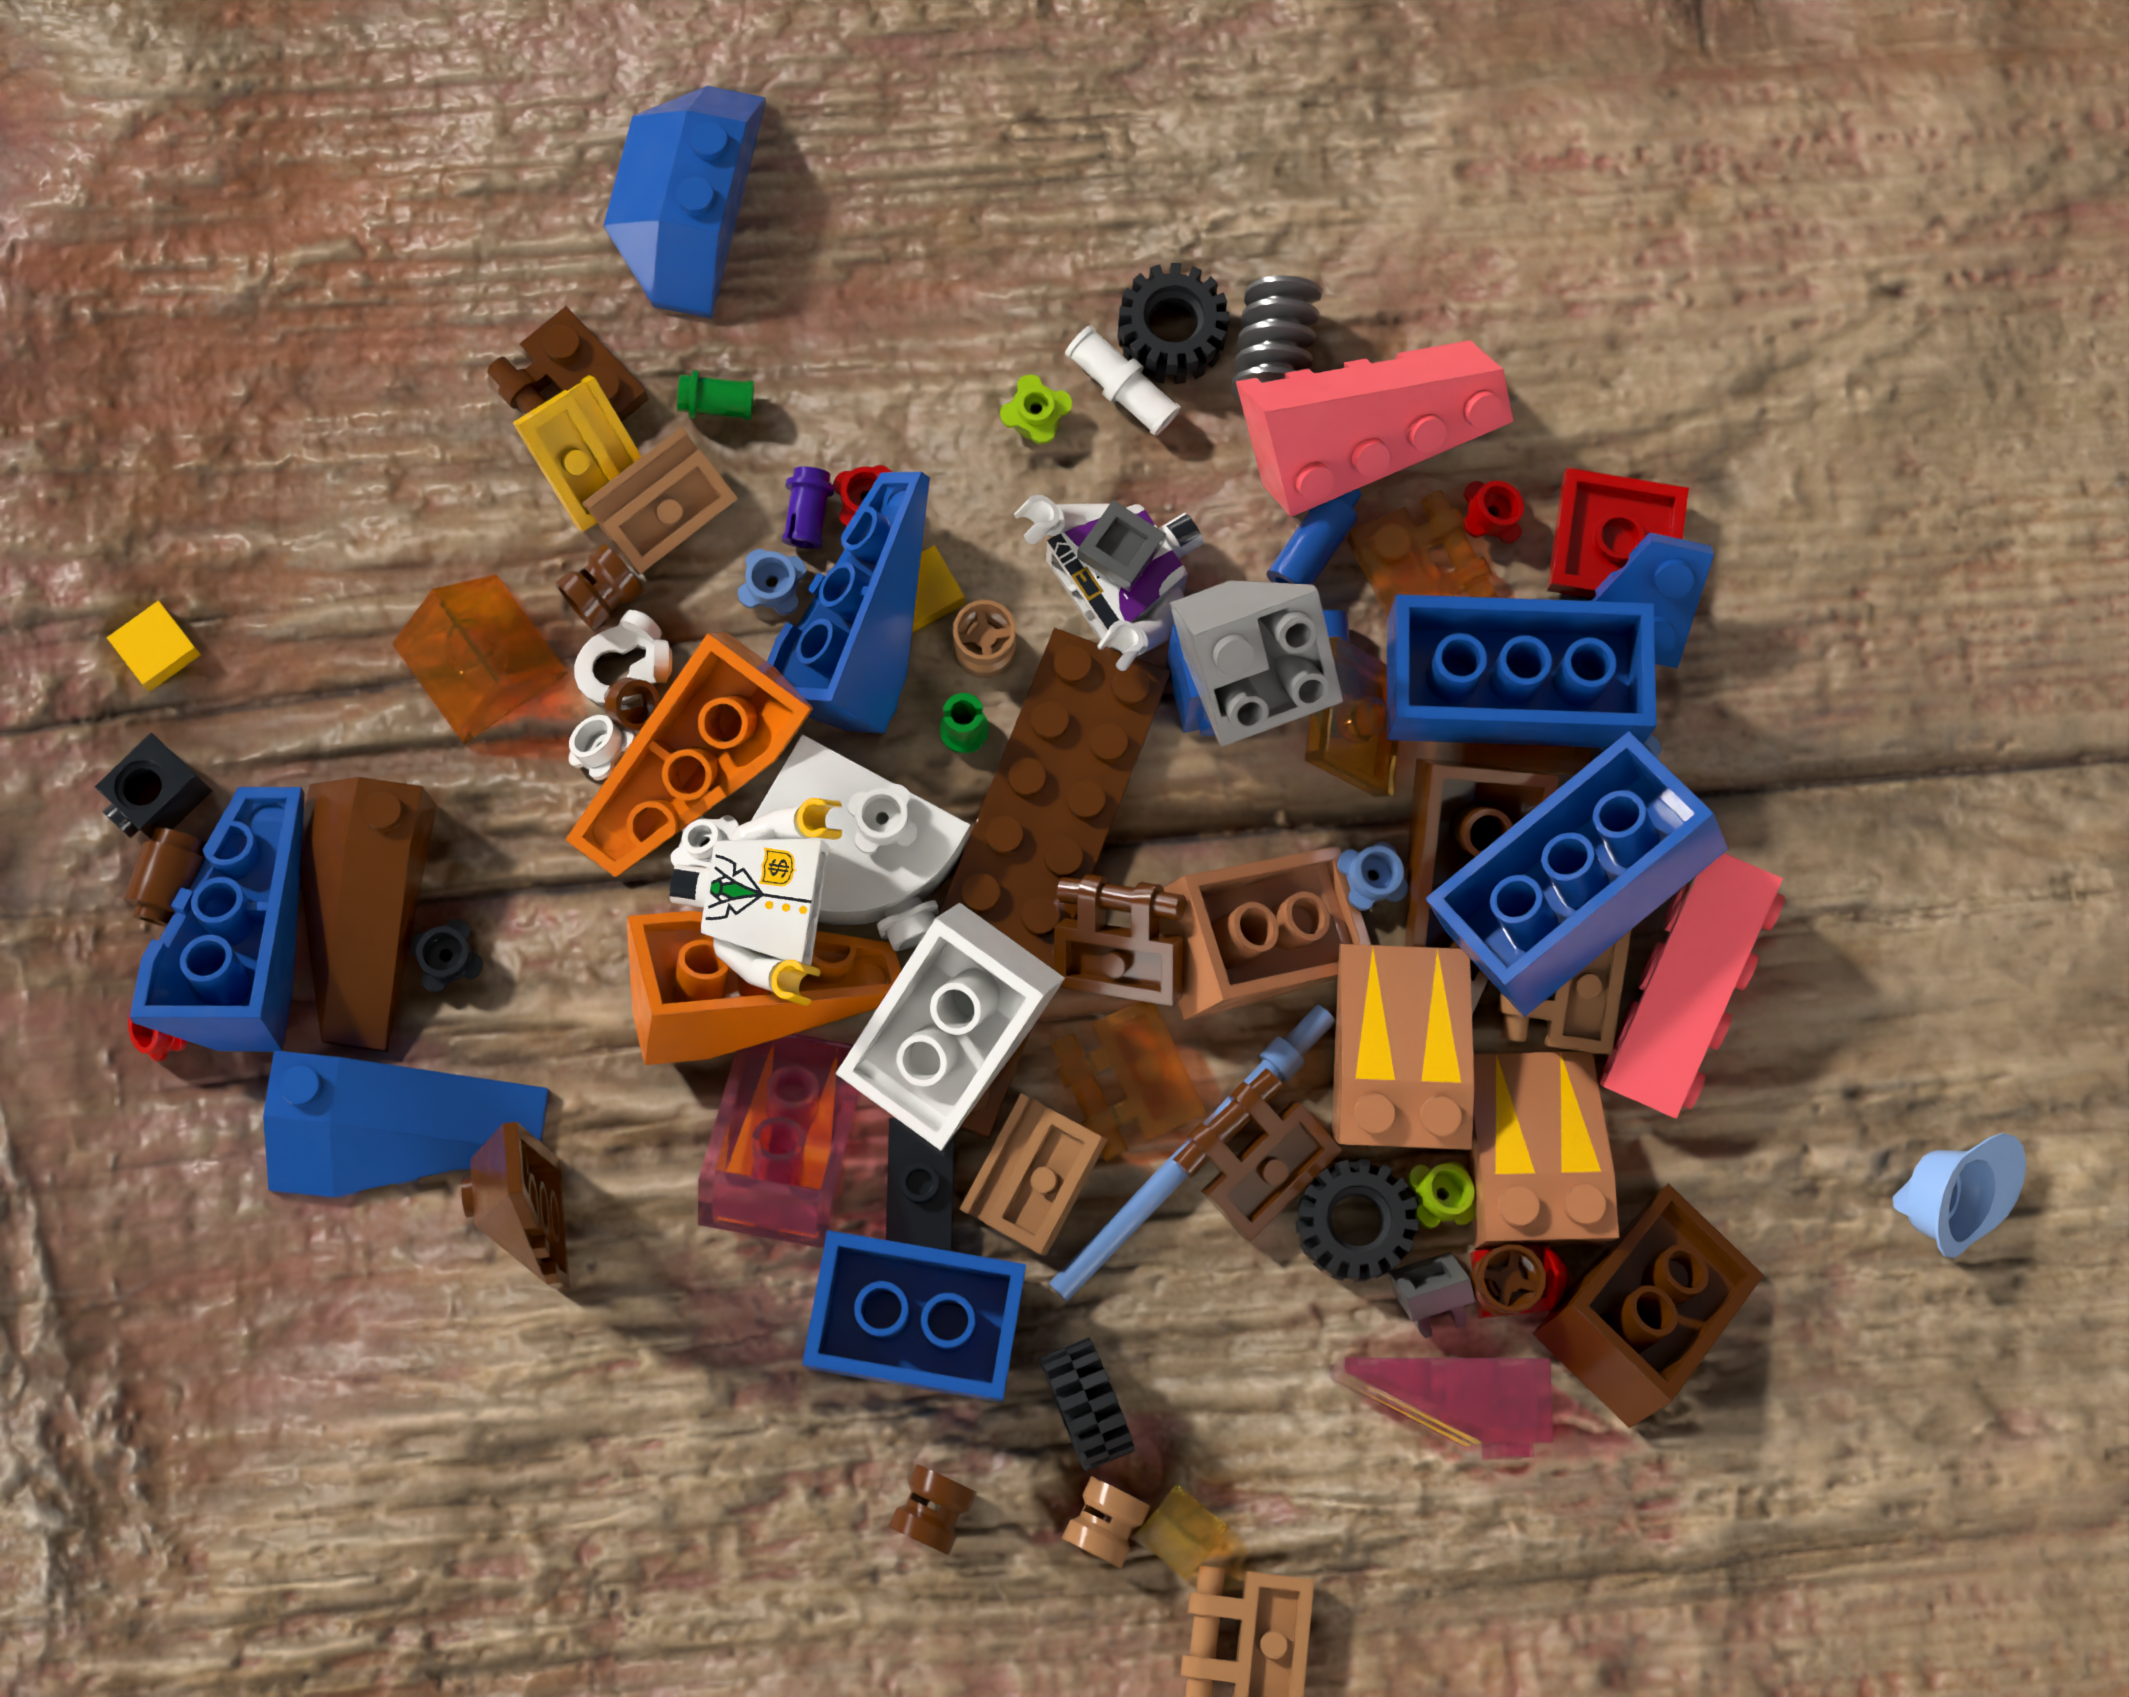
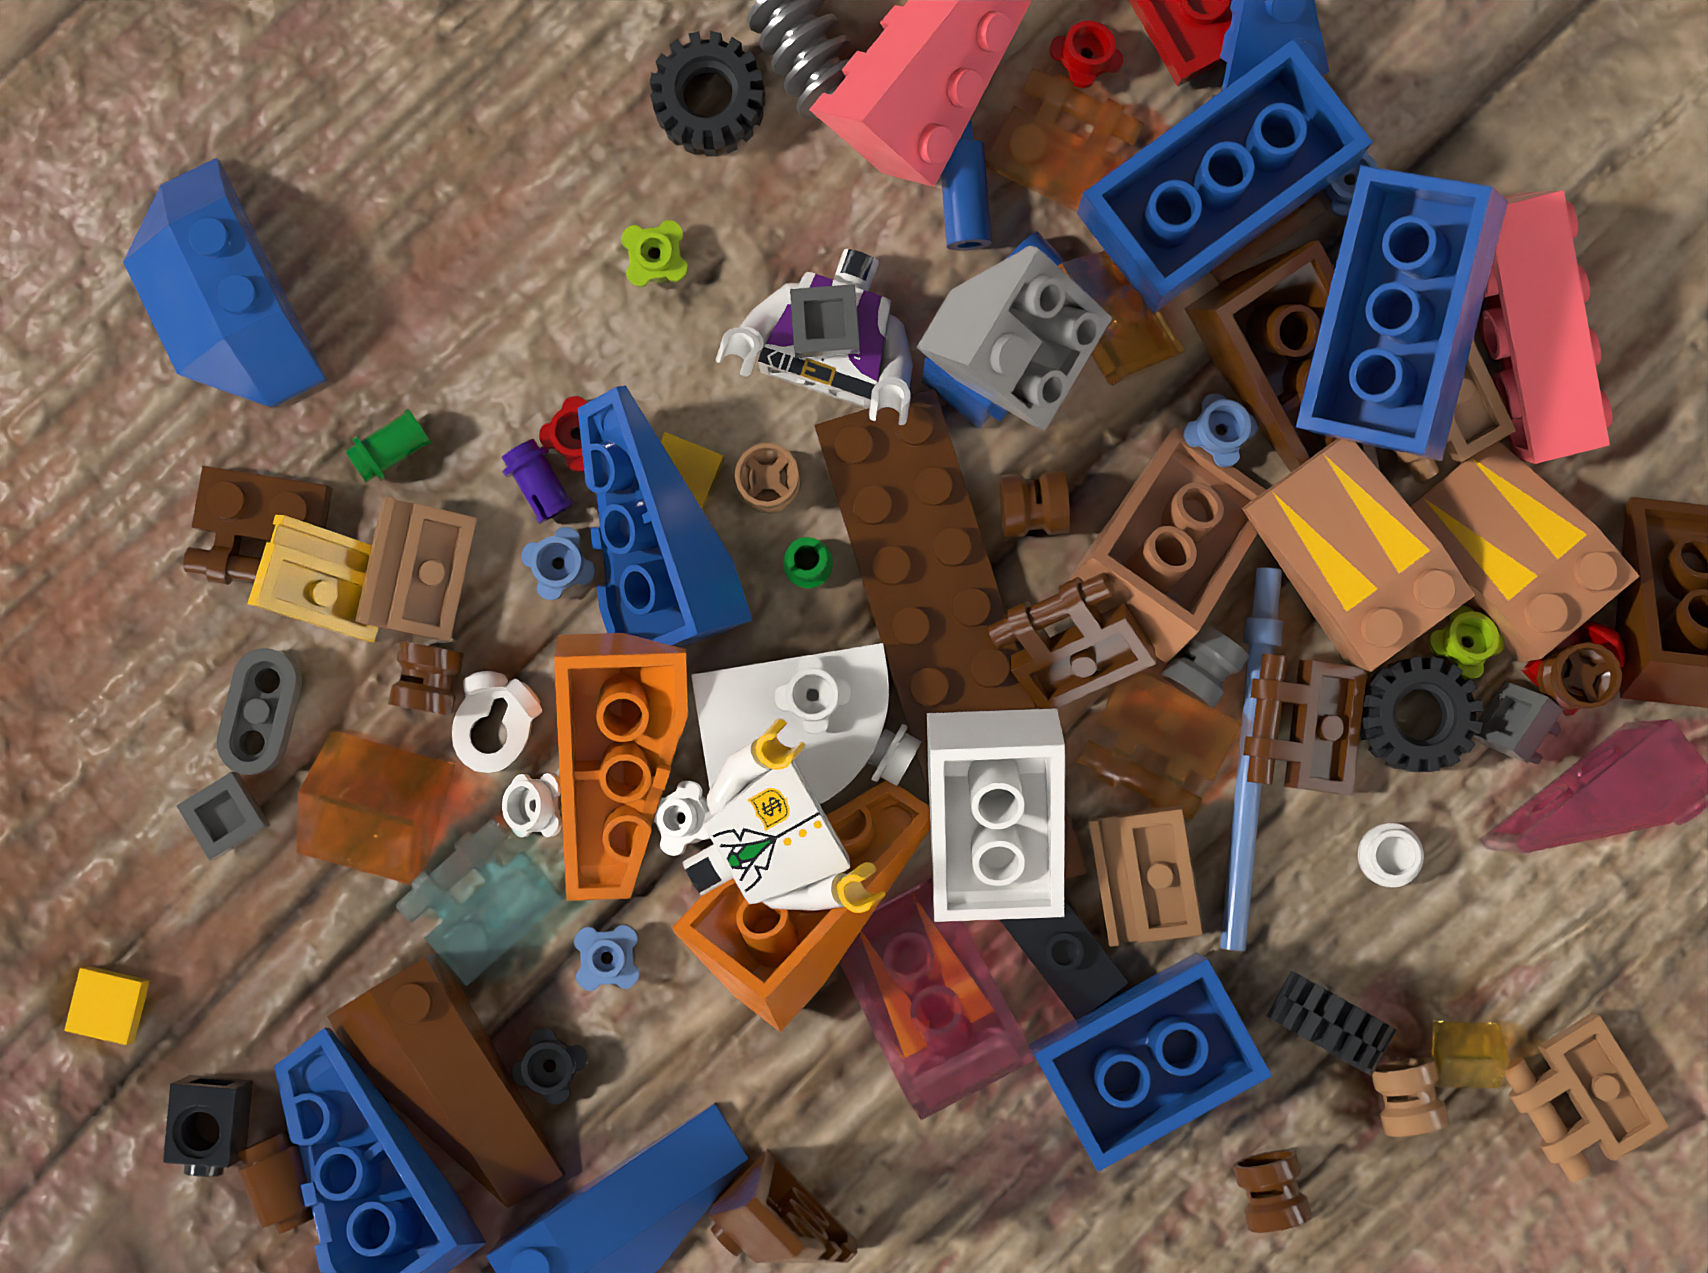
camera: 30 degrees left, 10 degrees up
(361, 571) = (223, 815): none -> dark grey plate
(451, 513) = (253, 709): none -> dark grey plate
(498, 808) = (490, 919): none -> clear light blue plate
(564, 924) = (620, 945): none -> medium blue plate
(631, 715) = (539, 761): reddish brown hinge -> none
(1122, 380) = (705, 174): white pin -> none
(1177, 816) = (1034, 504): none -> reddish brown wheel
(1217, 1044) = (1205, 665): none -> dark grey wheel
(1245, 1317) = (1390, 855): none -> white plate

